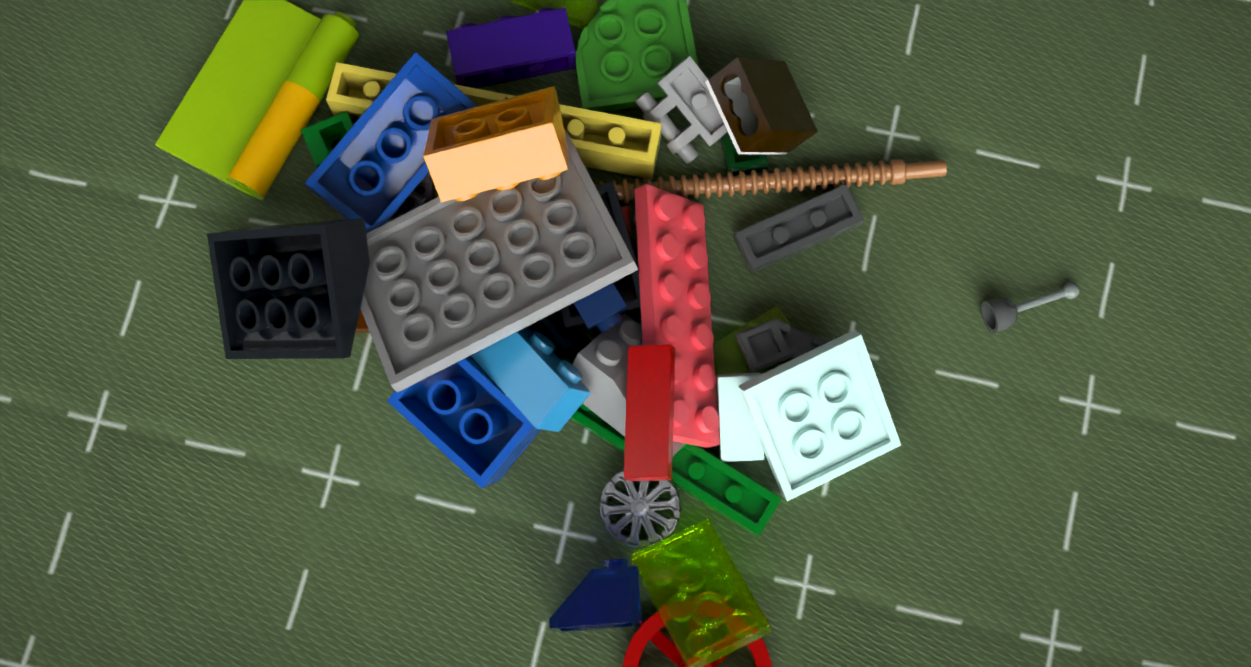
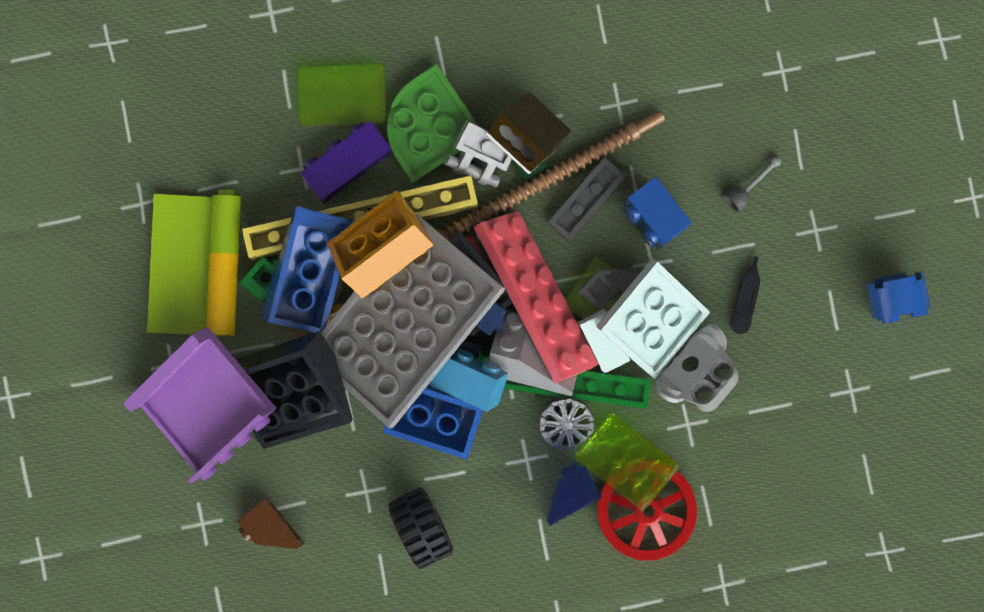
camera: 25 degrees left, 10 degrees up
(172, 252) = (203, 403): none -> medium lavender panel
(177, 460) = (268, 527): none -> reddish brown slope
(372, 552) = (420, 528): none -> black tyre
(649, 413) = (550, 370): red tile -> none
(879, 492) = (709, 348): none -> light grey piece
(885, 280) = (656, 214): none -> blue brick
(957, 452) = (746, 299): none -> black piece
(1175, 534) = (898, 296): none -> blue brick

